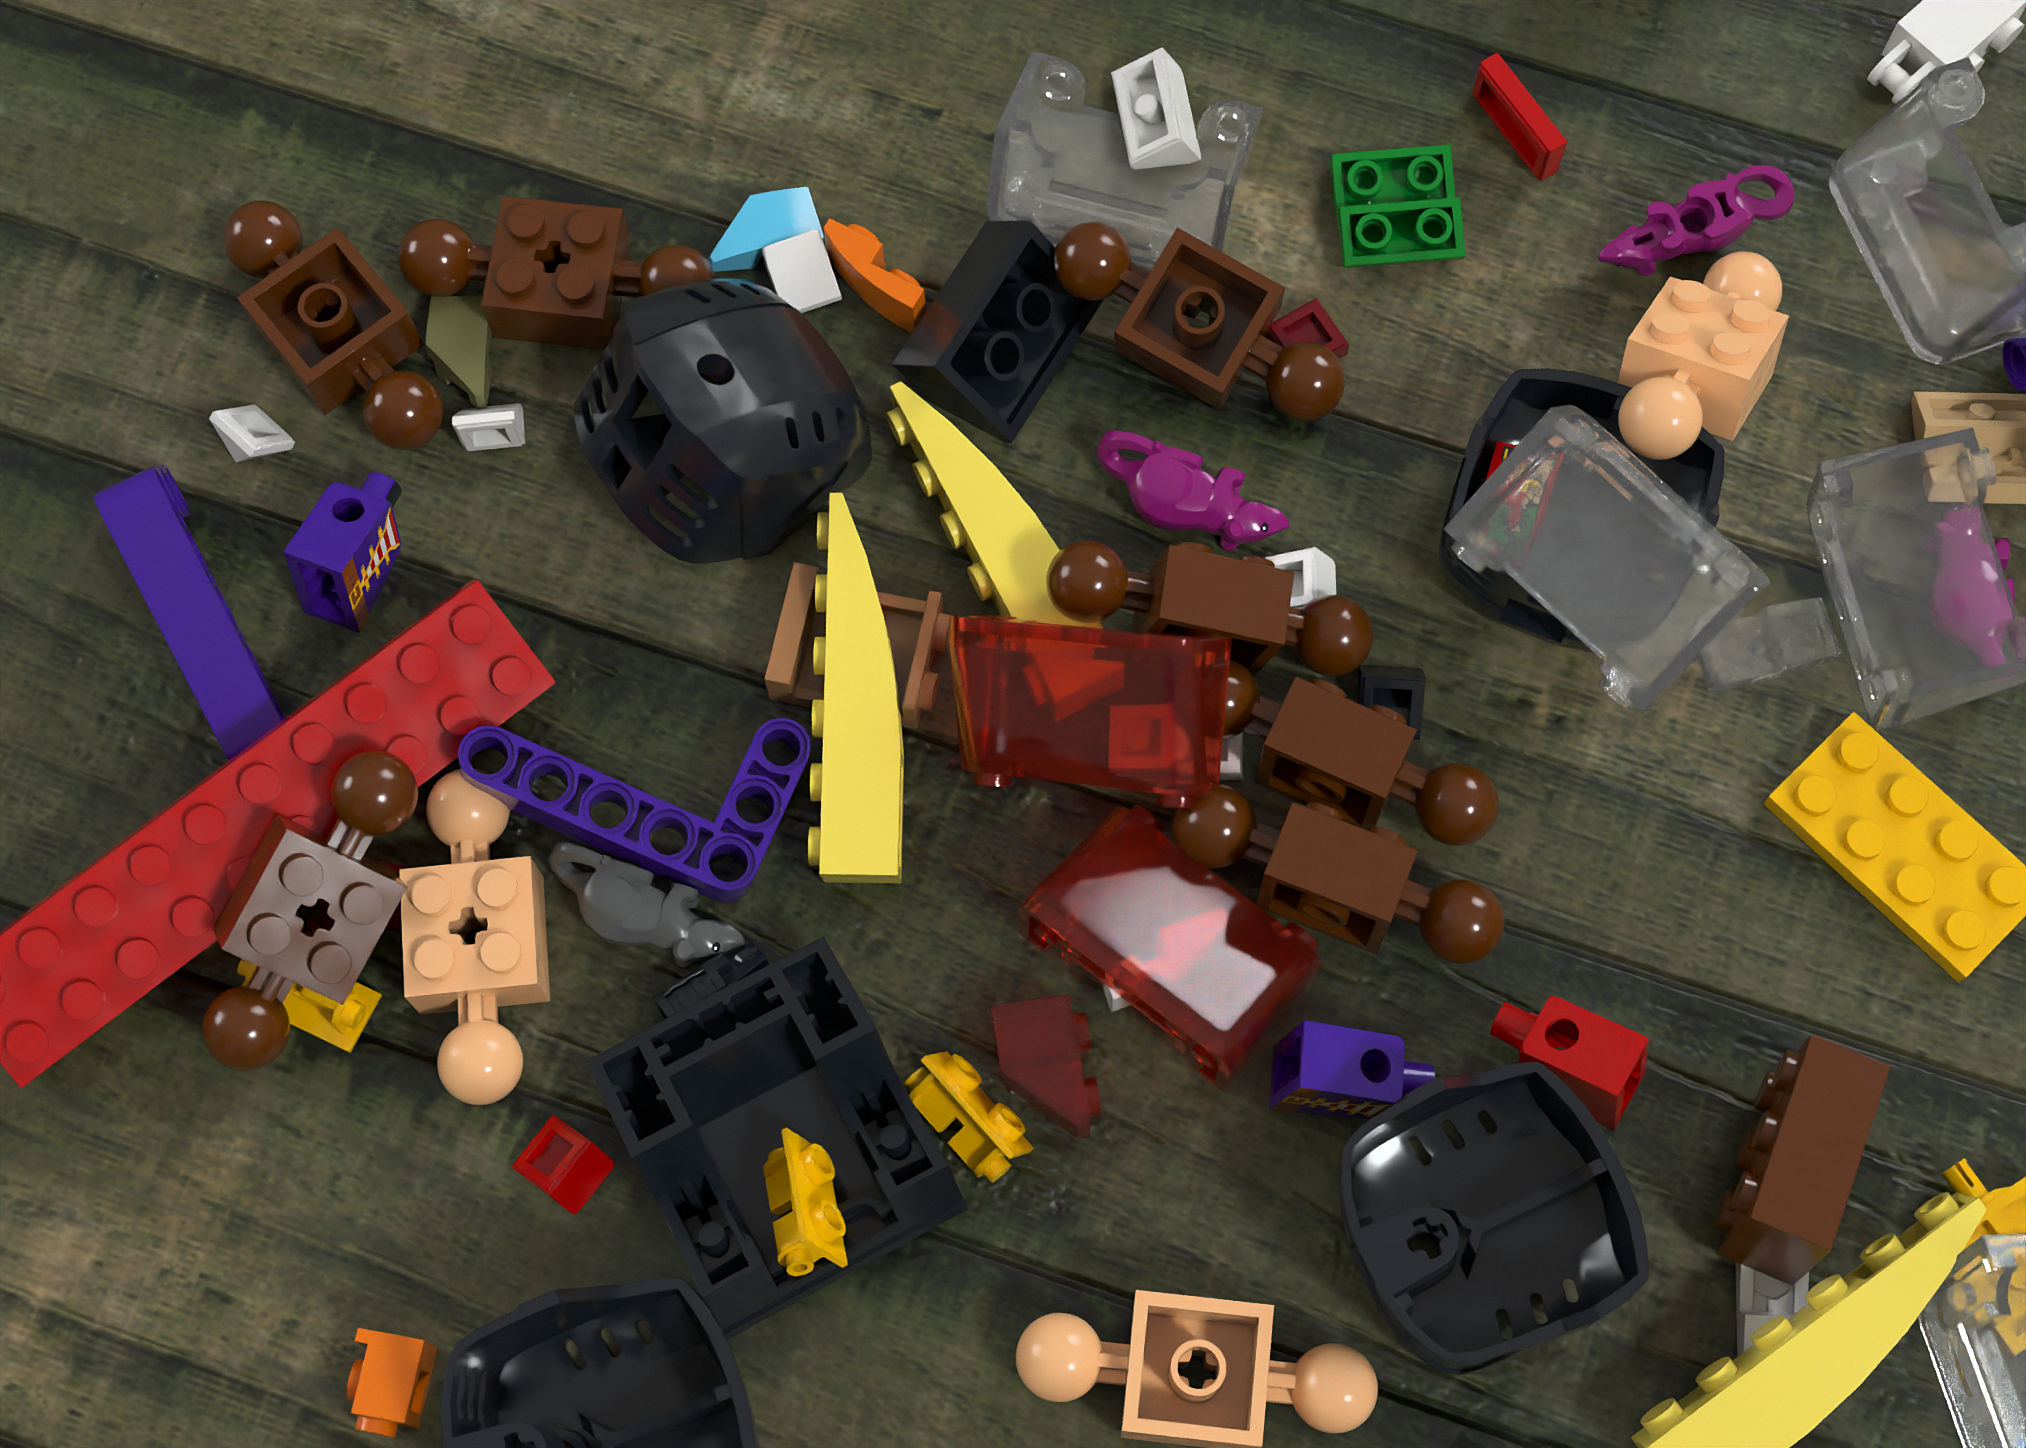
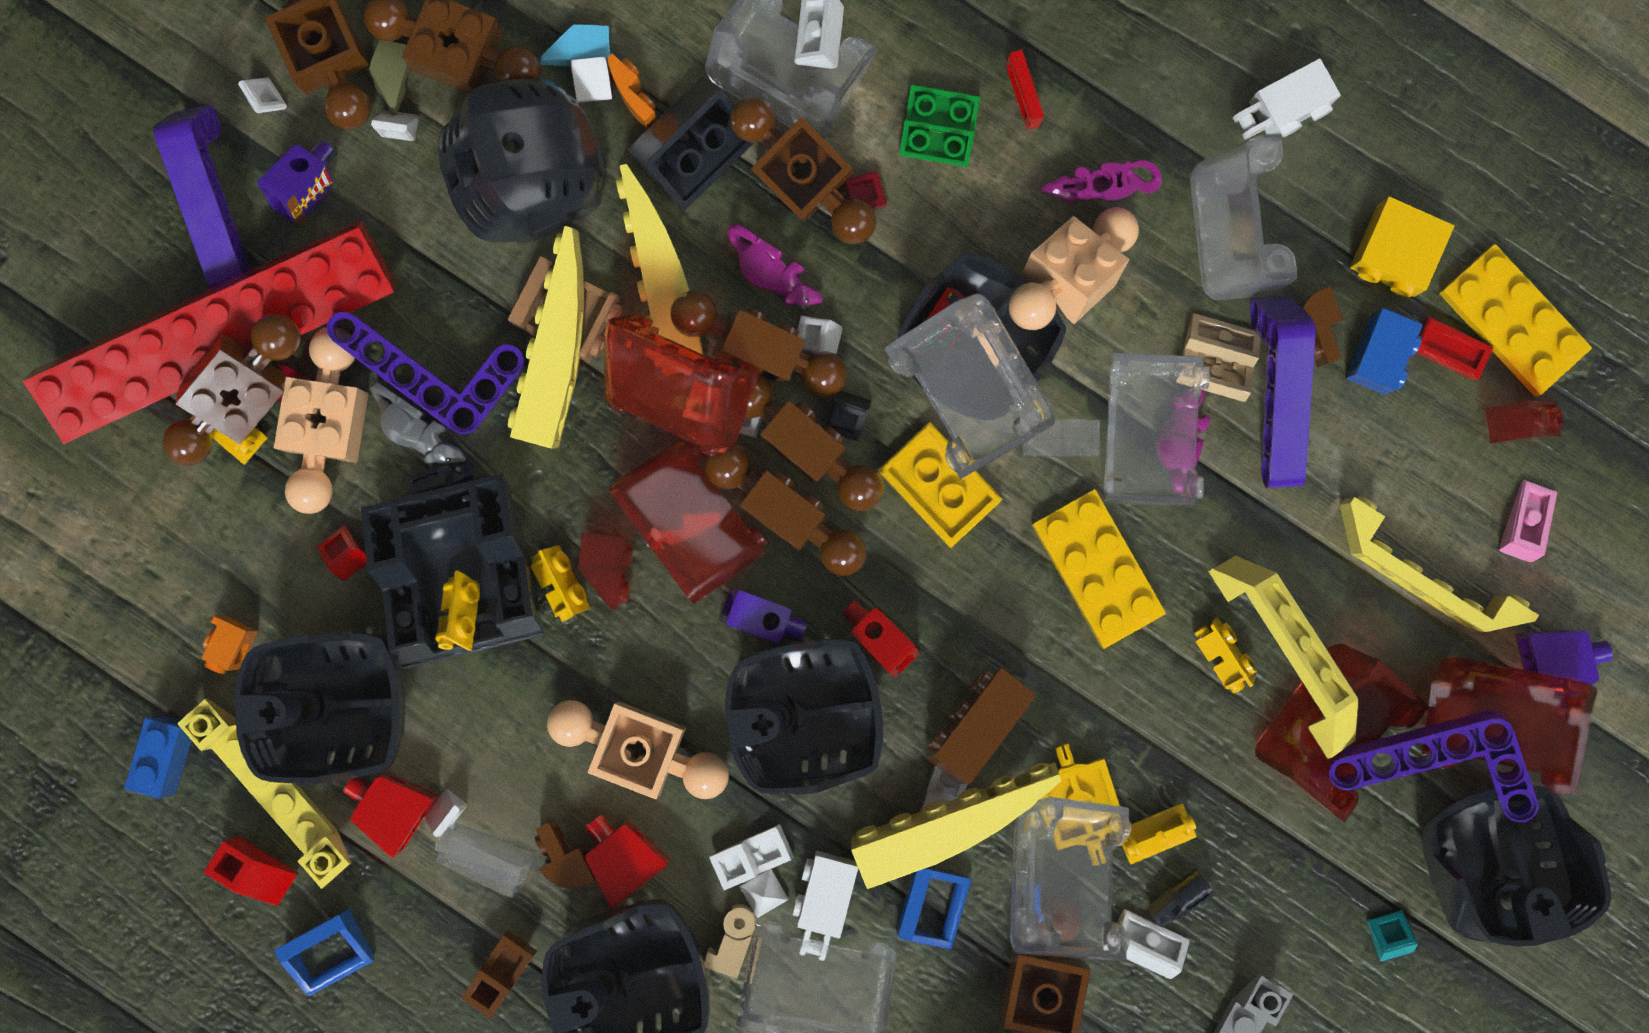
camera: 10 degrees right, 15 degrees up
(1587, 775) = (934, 490): none -> yellow tile

